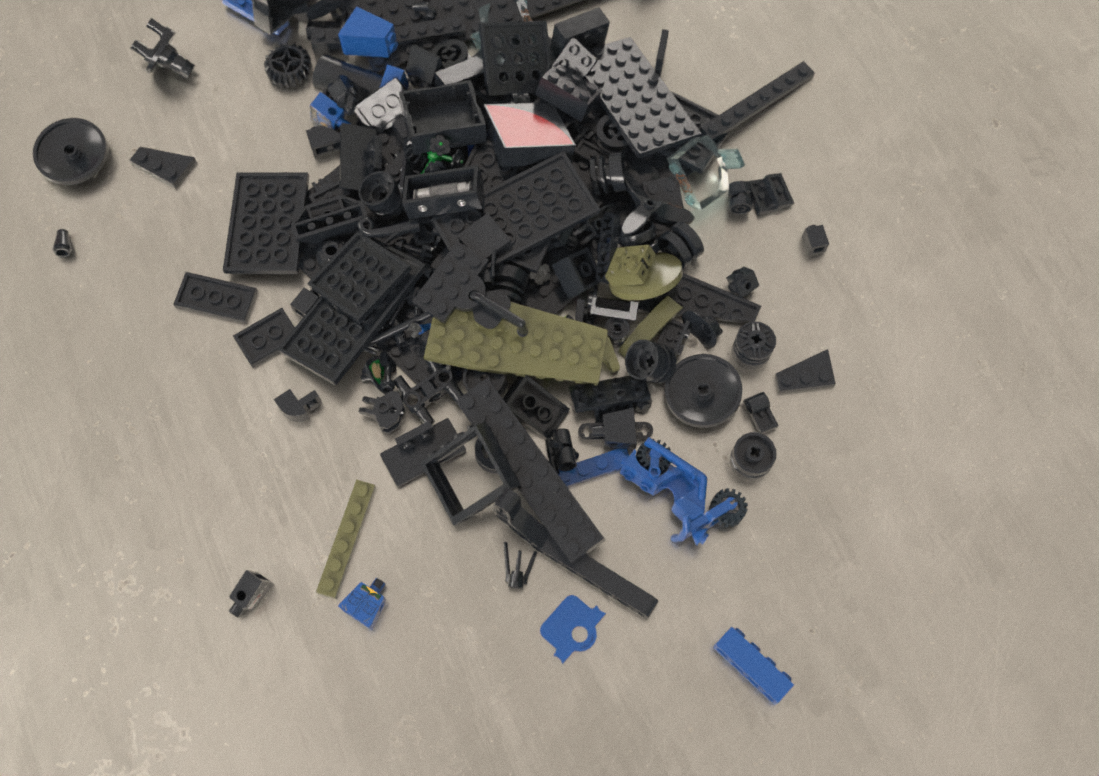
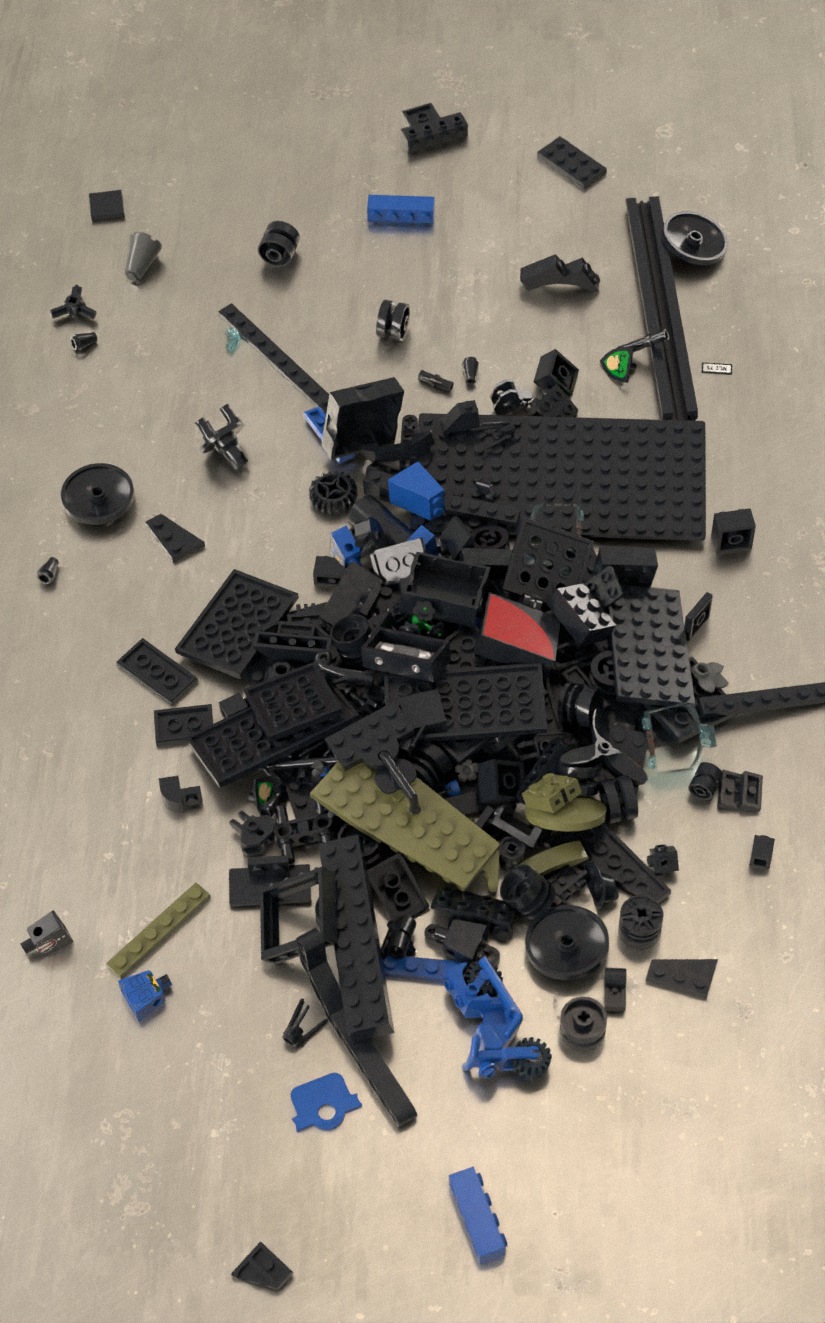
camera: 30 degrees right, 15 degrees down
(536, 296) = (451, 789): none -> blue hinge
(697, 103) = (709, 676): none -> dark grey plate

